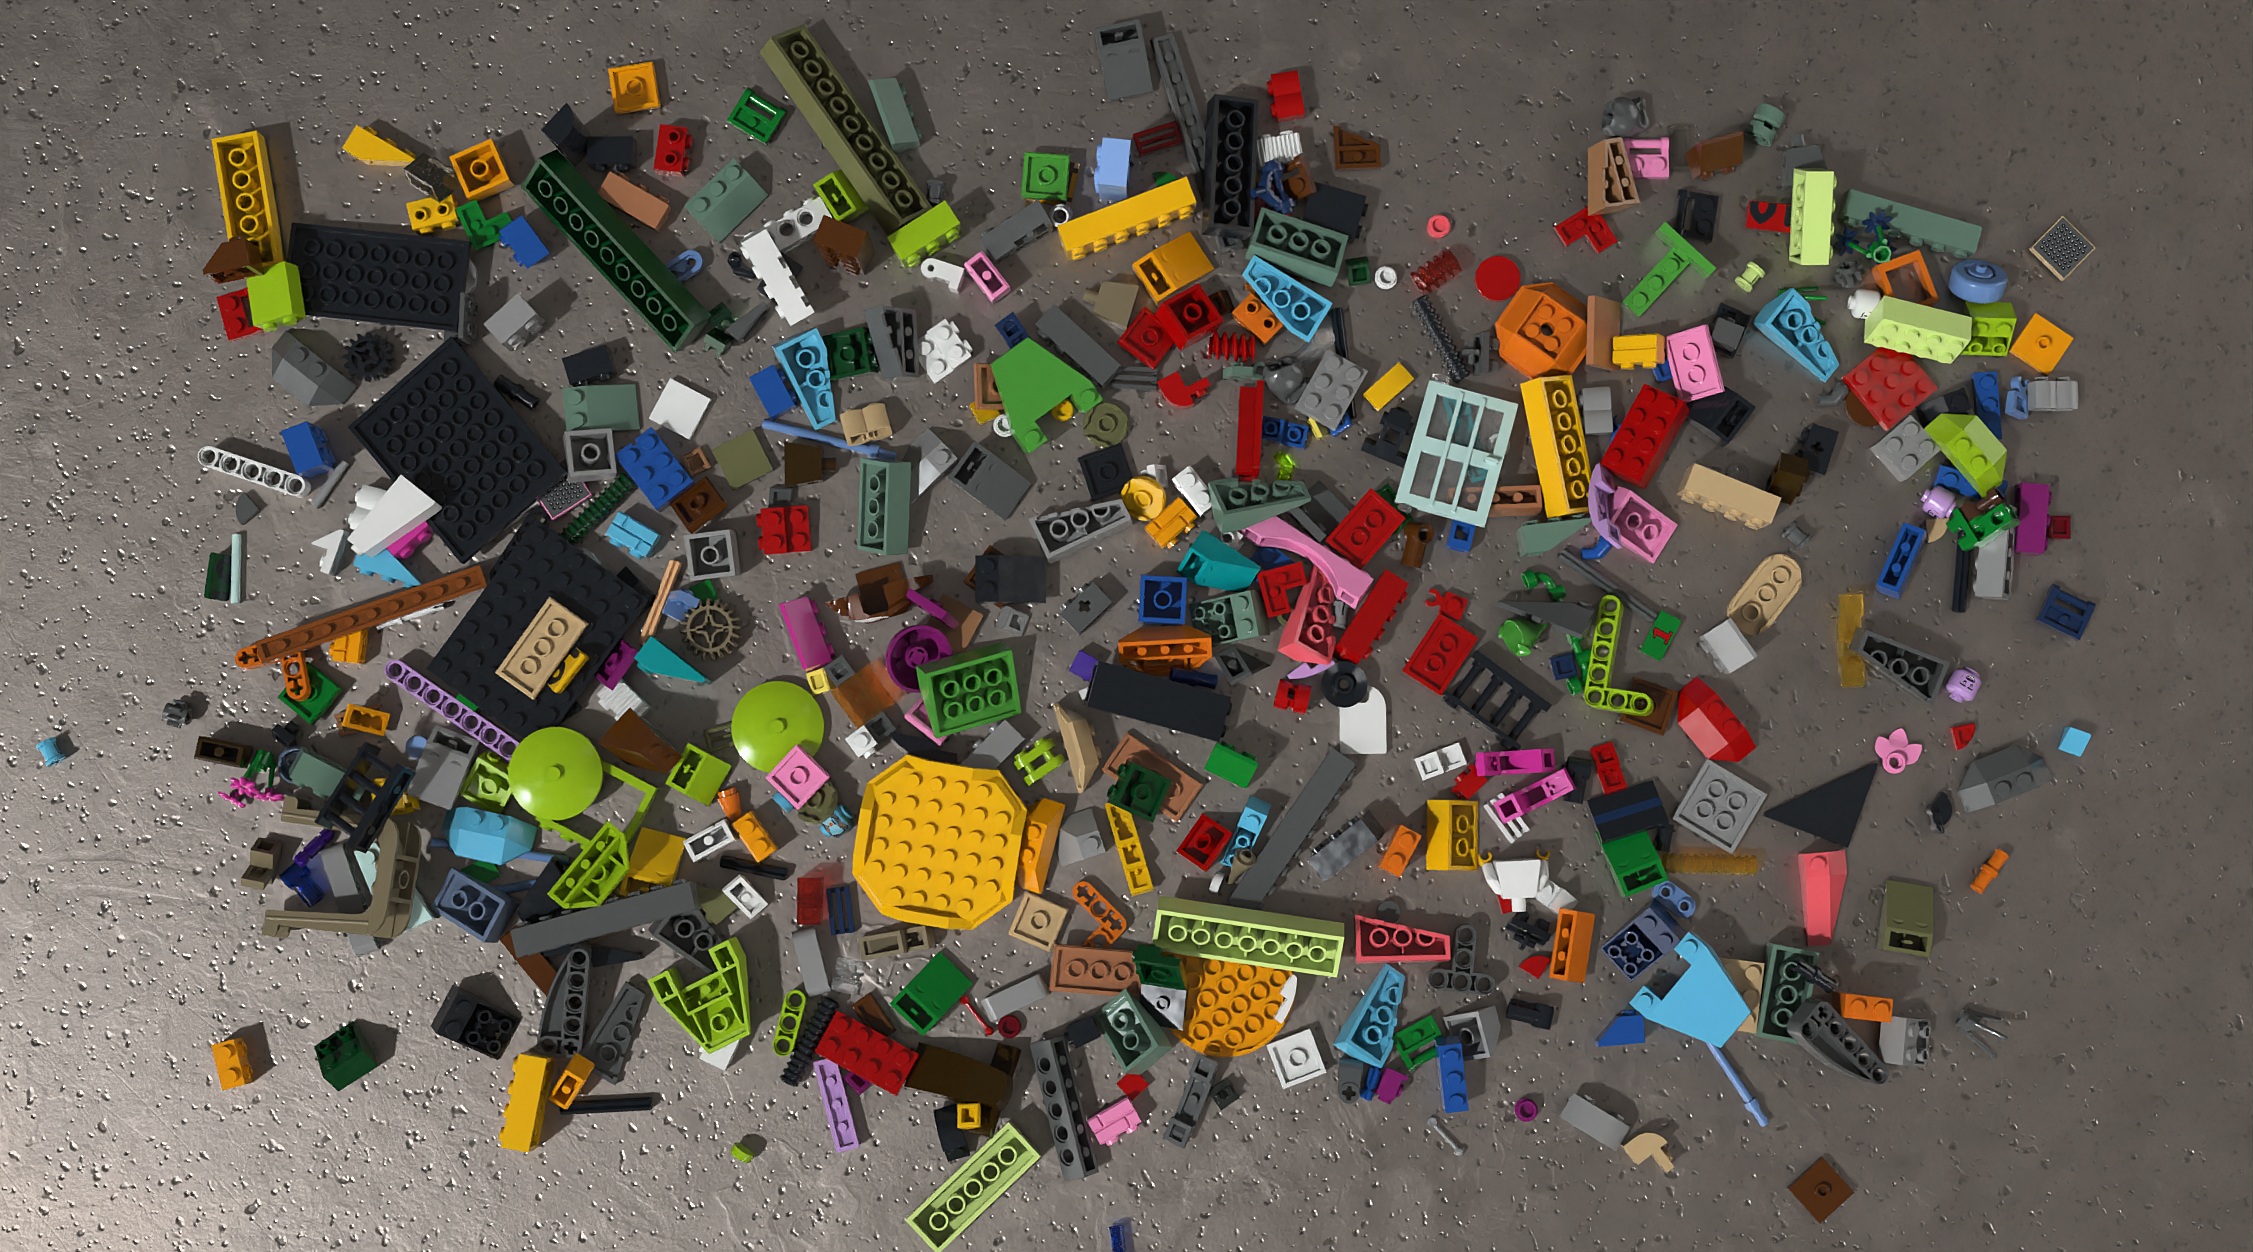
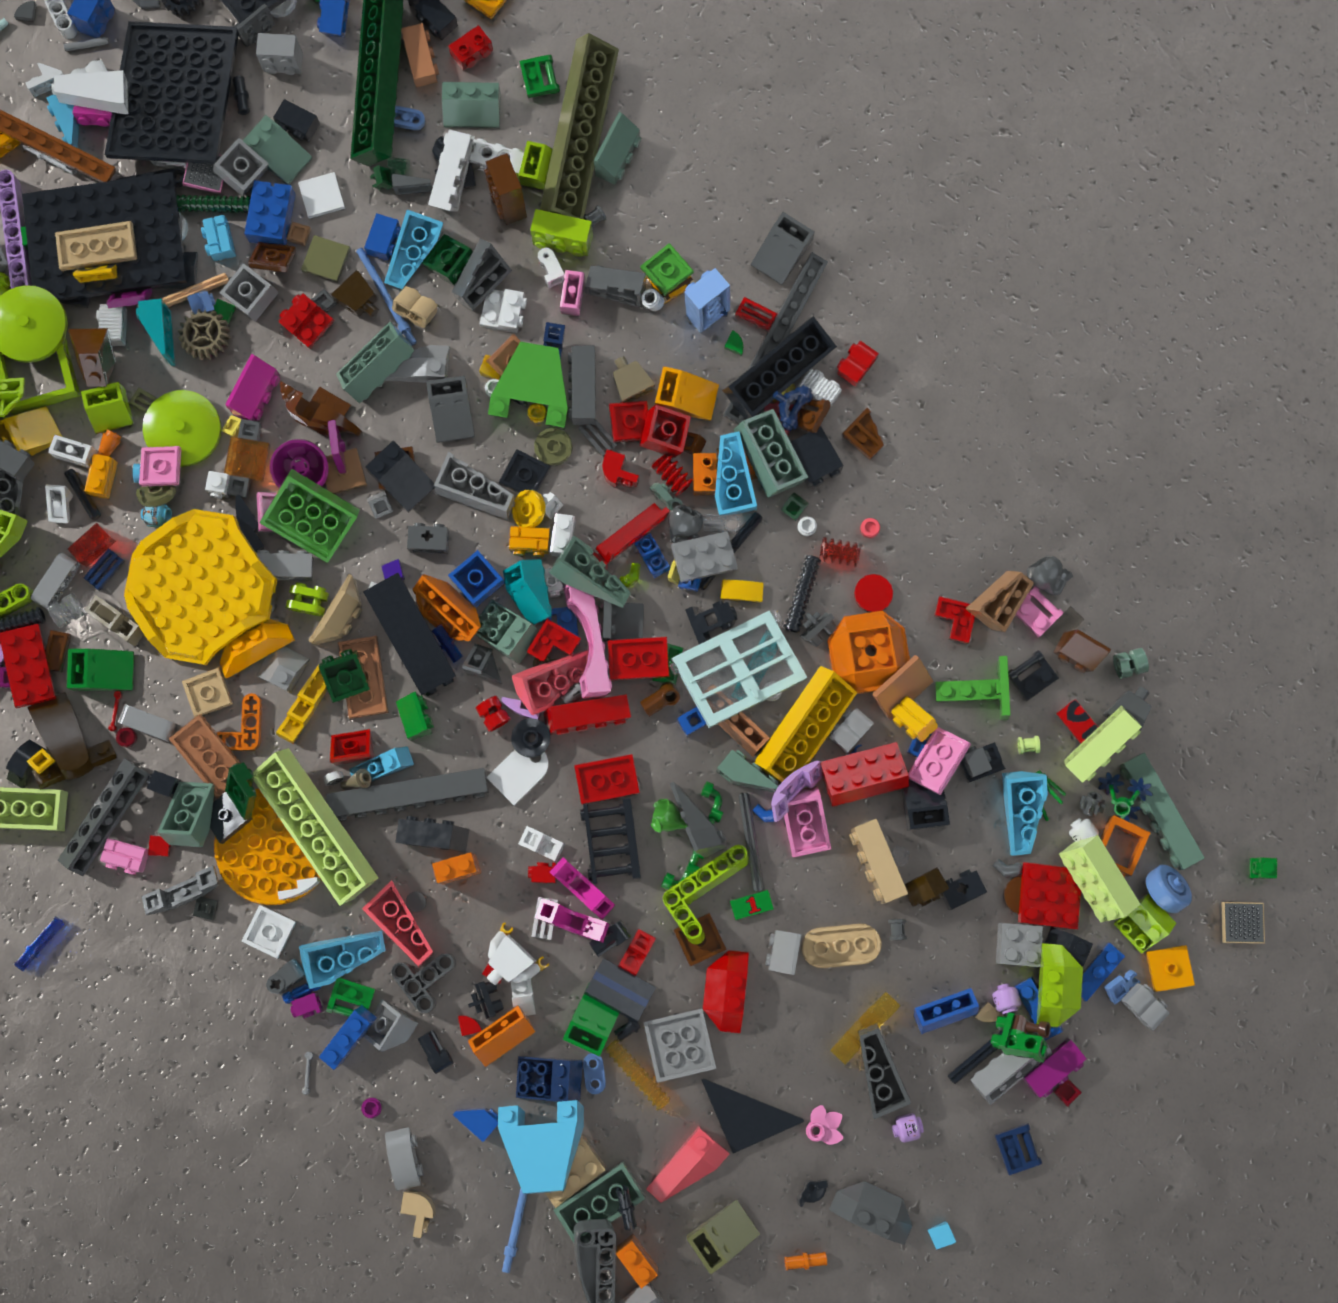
camera: 45 degrees right, 5 degrees down
(715, 904) = (35, 491): olive slope -> none
(1127, 219) = (687, 339): yellow brick -> none
(1449, 605) = (644, 756): red plate -> none
(1452, 835) = (501, 894): yellow slope -> none
(1563, 666) = (673, 863): dark blue tile -> none
(1962, 735) = (876, 1158): red tile -> none
(2035, 187) = (1263, 868): none -> green brick

